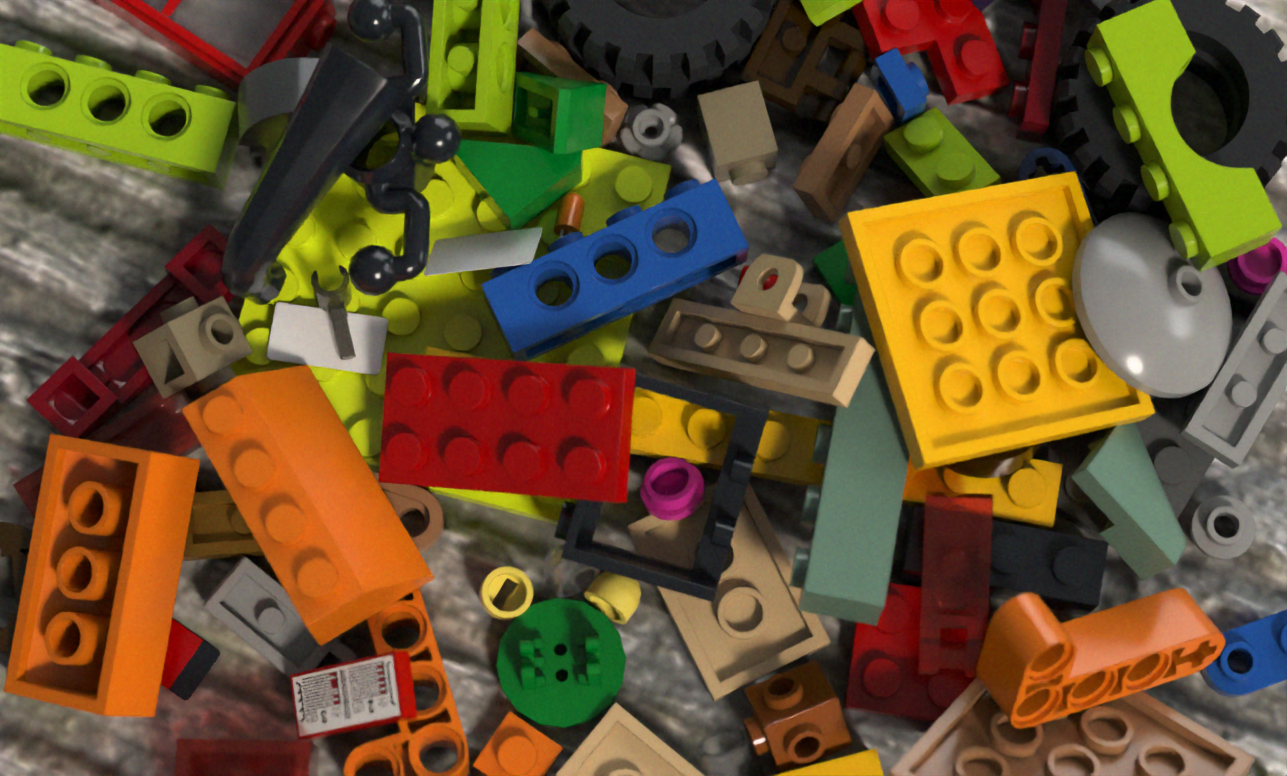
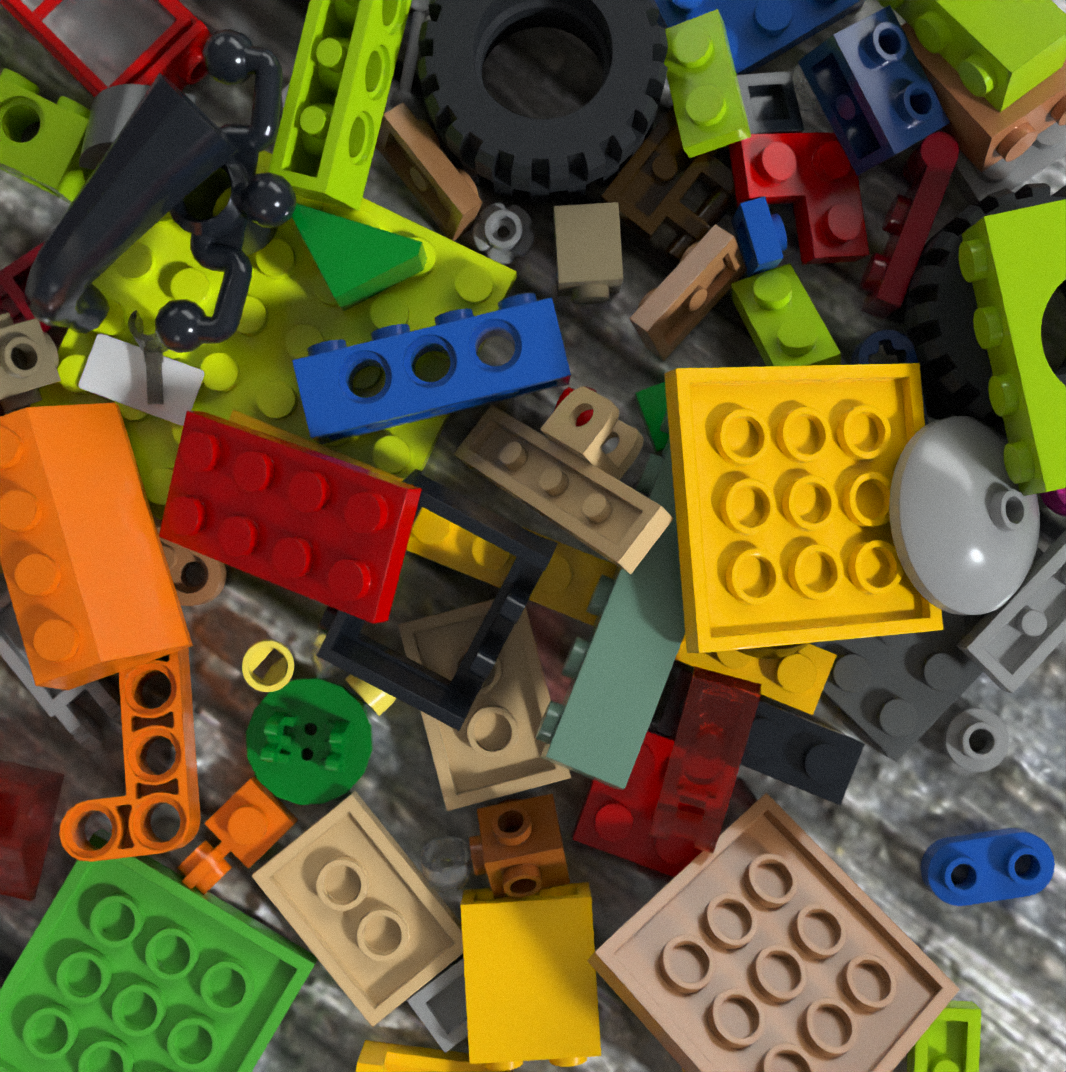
camera: 10 degrees right, 10 degrees up
(353, 695) = (90, 748): tile -> none
(483, 251) = (306, 324): white sticker -> none
(558, 112) = (409, 197): green slope -> none
(569, 214) = (403, 302): orange piece -> none
(672, 489) = (447, 601): dark pink plate -> none
(1057, 668) = (776, 863): orange beam -> none
(1129, 492) = (898, 706): sand green slope -> none

